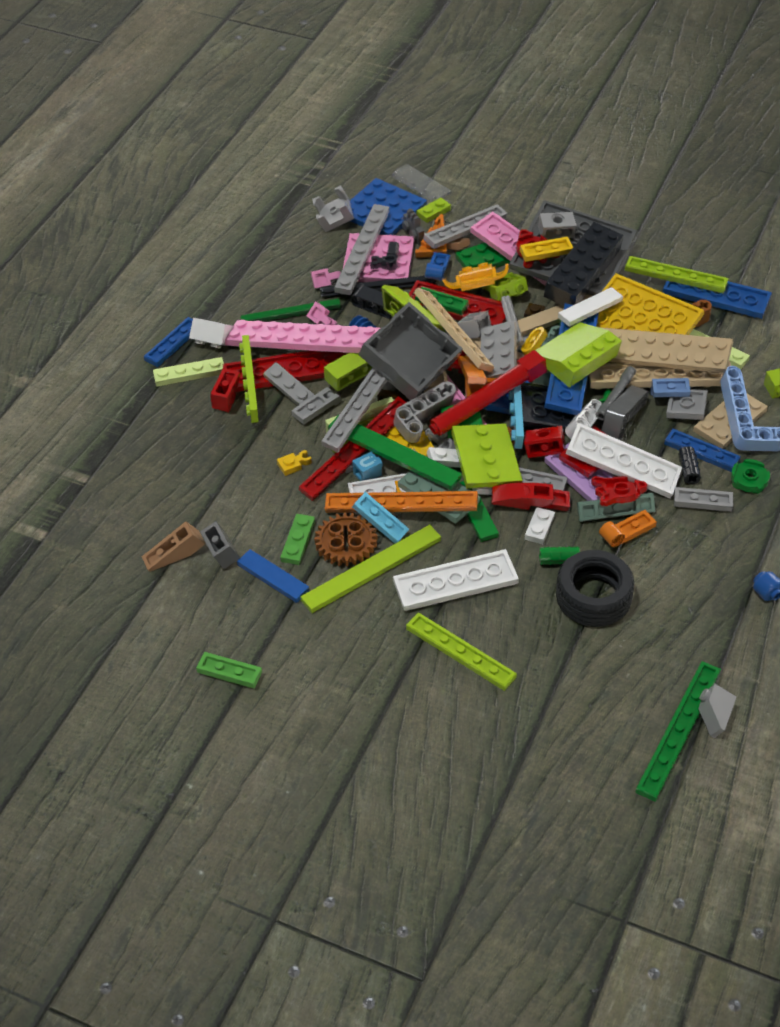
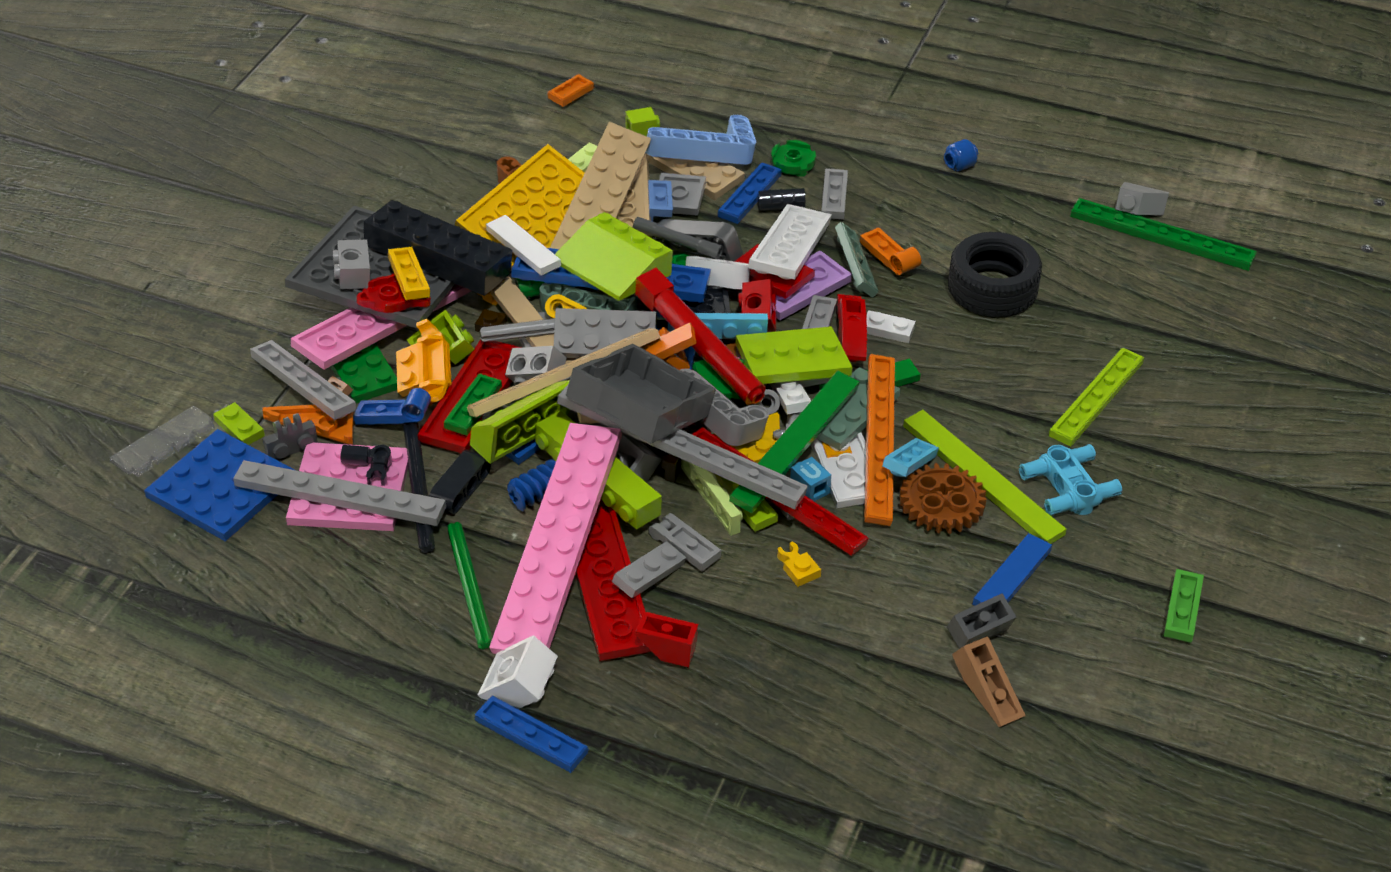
camera: 95 degrees left, 5 degrees down
(188, 371) = (605, 705): yellowish green plate -> none
(247, 371) = (631, 606): lime plate -> none
(297, 539) = (942, 552): bright green plate -> none
(319, 315) = (486, 543): bright pink plate -> none
(322, 277) = (396, 543): bright pink plate -> none
(335, 212) = (234, 531): light grey panel -> none
(360, 616) = (1069, 478): none -> medium azure piece
(455, 580) = (993, 397): white plate -> none
(556, 555) = (940, 307): green axle -> none
(617, 489) = (840, 247): red tile -> none
(676, 274) = (444, 177): lime tile -> none
(735, 298) = (469, 160): blue plate -> none

